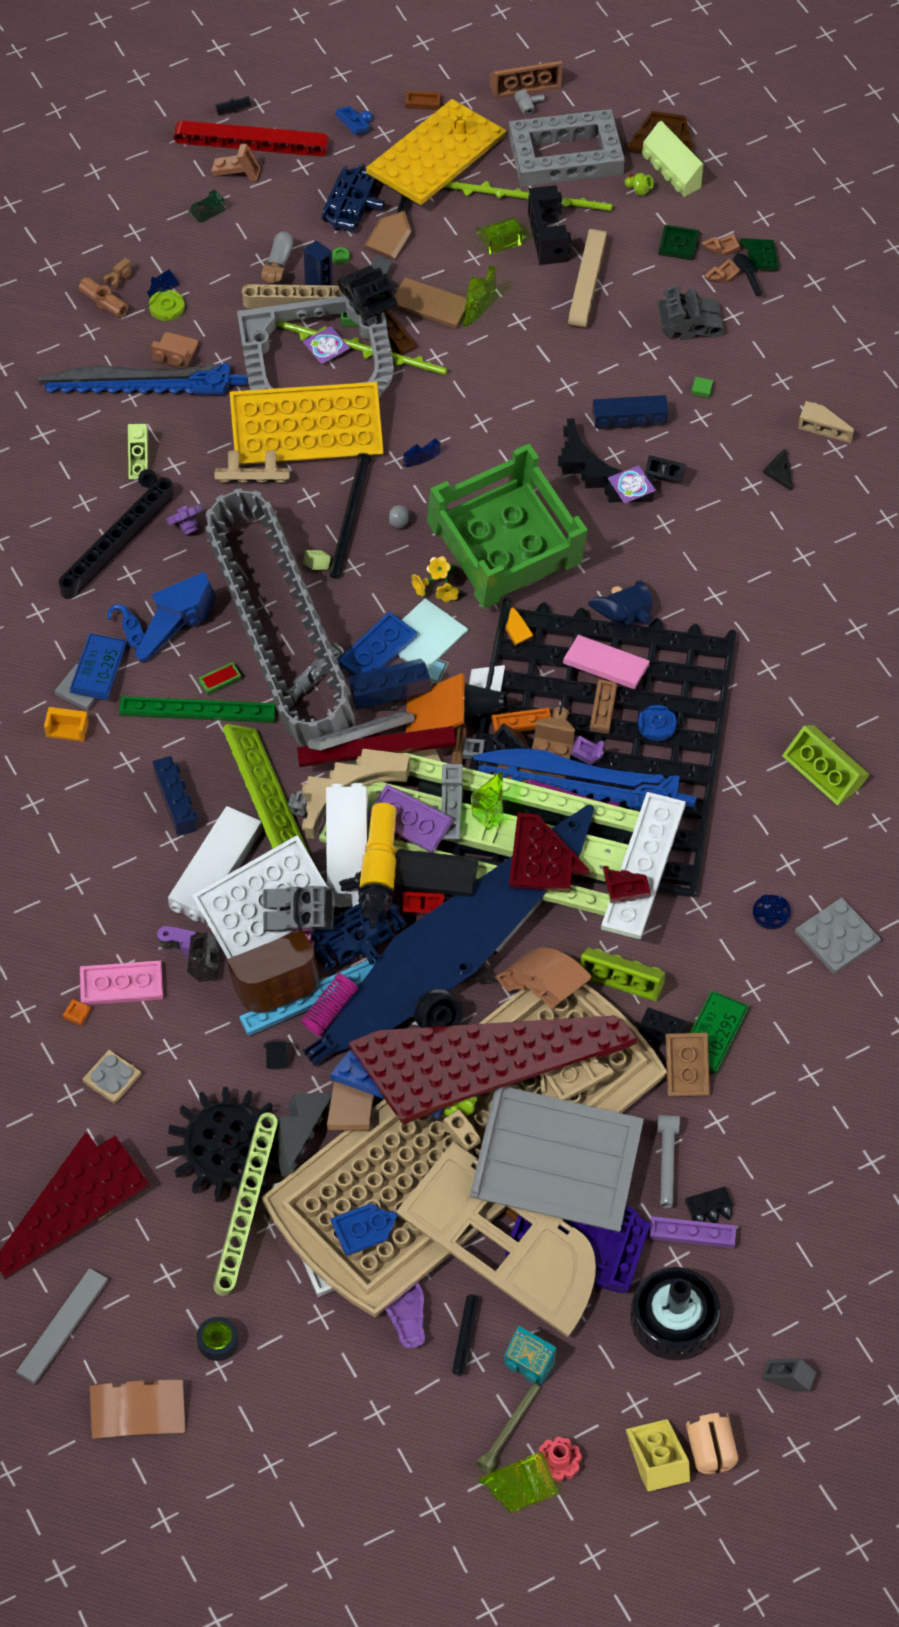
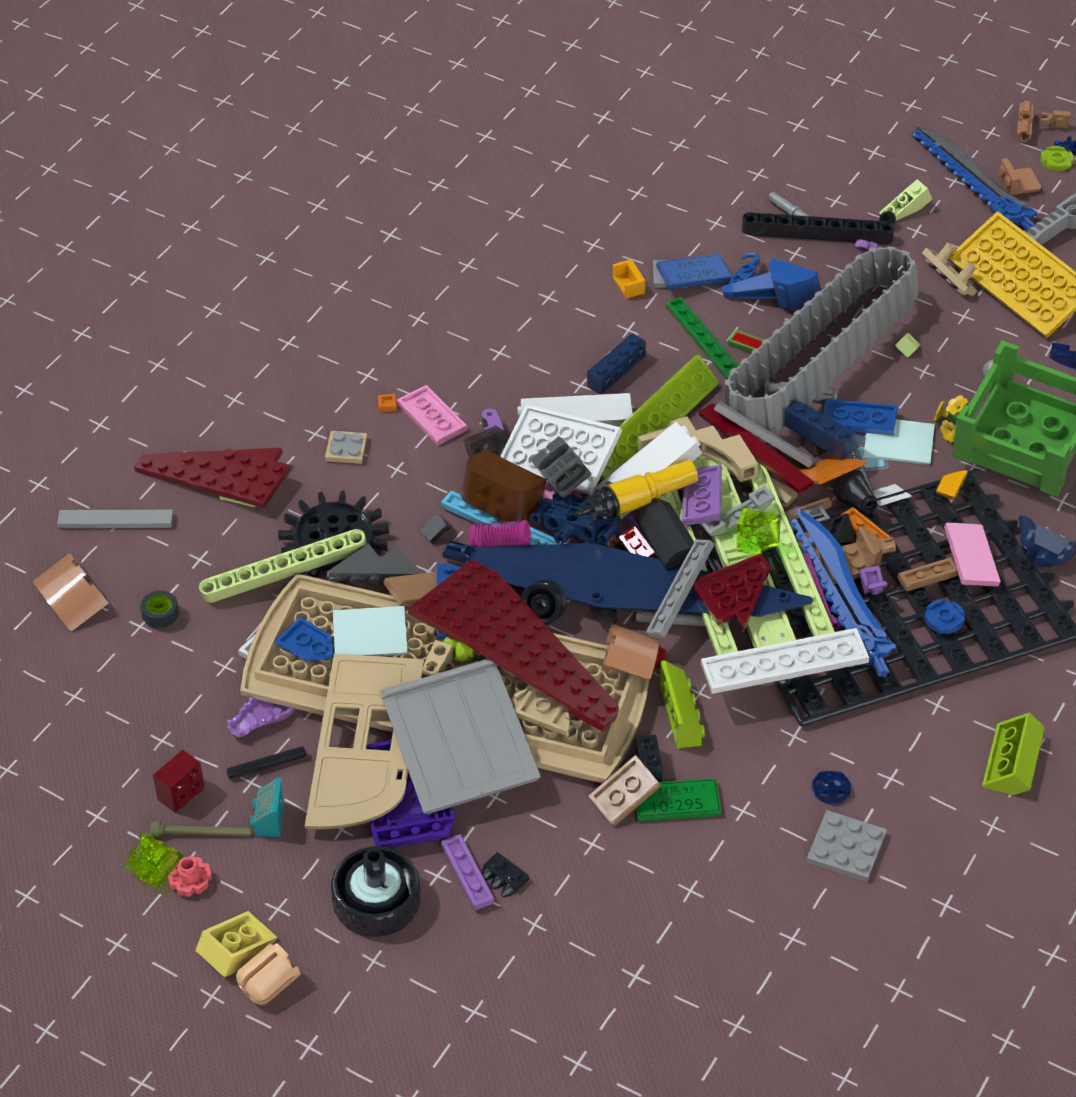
camera: 60 degrees right, 10 degrees down
(68, 544) = (786, 205): none -> light grey pin
(341, 548) = (968, 344): black axle -> none
(384, 1170) = (370, 631): none -> light aqua piece
(452, 1416) = (178, 781): none -> dark red brick
(511, 896) = (679, 588): none -> light grey tile
(625, 885) = (749, 653): dark red wing -> none
(667, 1126) = (556, 807): light grey piece -> none
(789, 1374) = (374, 1005): dark grey slope -> none

